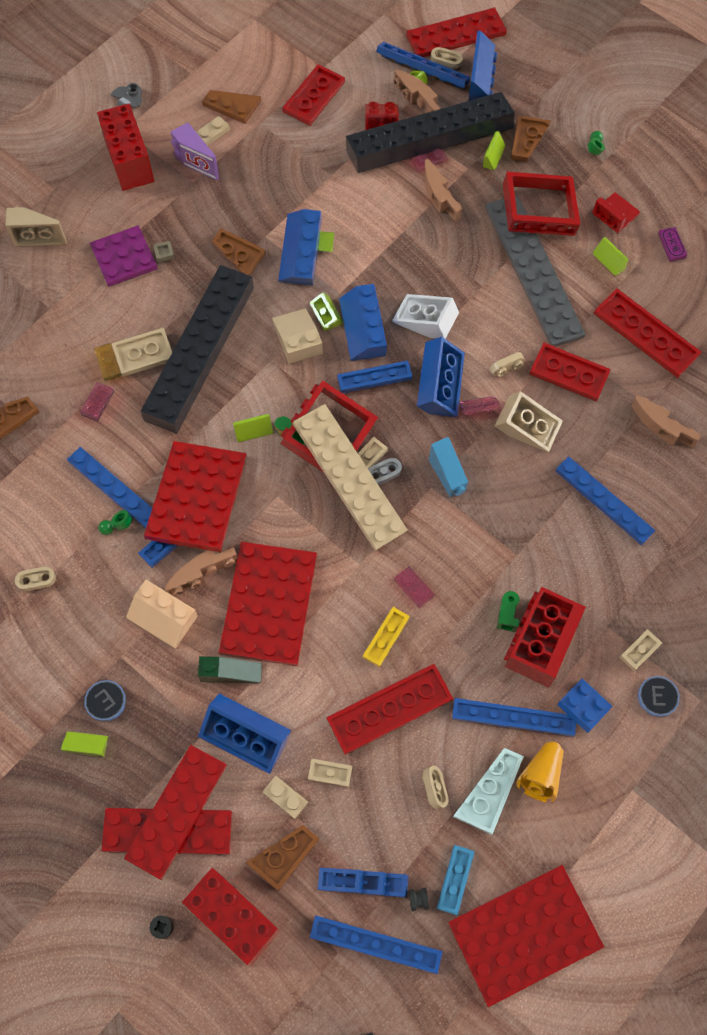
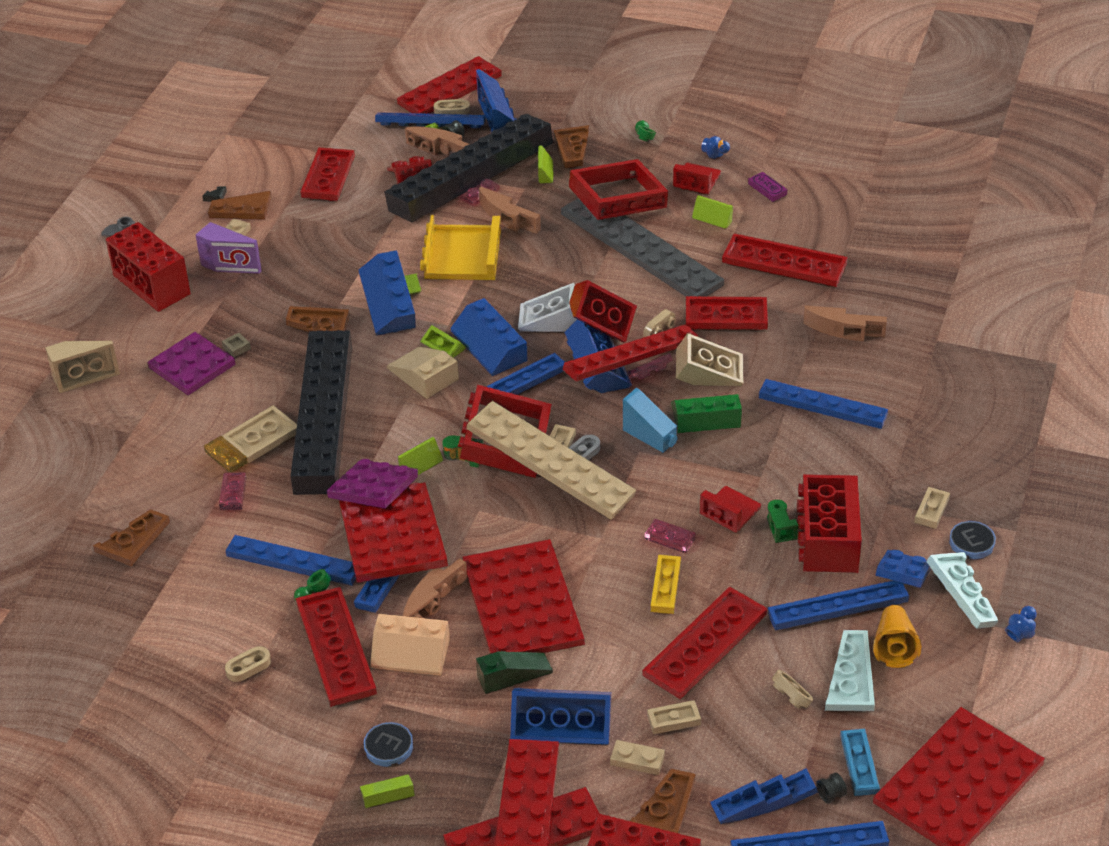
camera: 20 degrees left, 25 degrees down
(106, 590) = (336, 646): none -> red plate
(203, 441) = (372, 483): none -> magenta plate
(217, 83) = (216, 194): none -> pearl dark grey tile
(384, 218) = (461, 251): none -> yellow panel
(436, 84) = (455, 127): none -> pearl dark grey wheel
(461, 338) = (602, 309): none -> red slope
(464, 390) = (626, 353): none -> red plate
(474, 580) = (728, 508): none -> red bracket
(503, 471) = (707, 413): none -> green slope
(624, 734) = (960, 583): none -> light aqua wing
(646, 184) = (715, 147): none -> blue animal
(651, 807) = (1022, 624): none -> blue animal

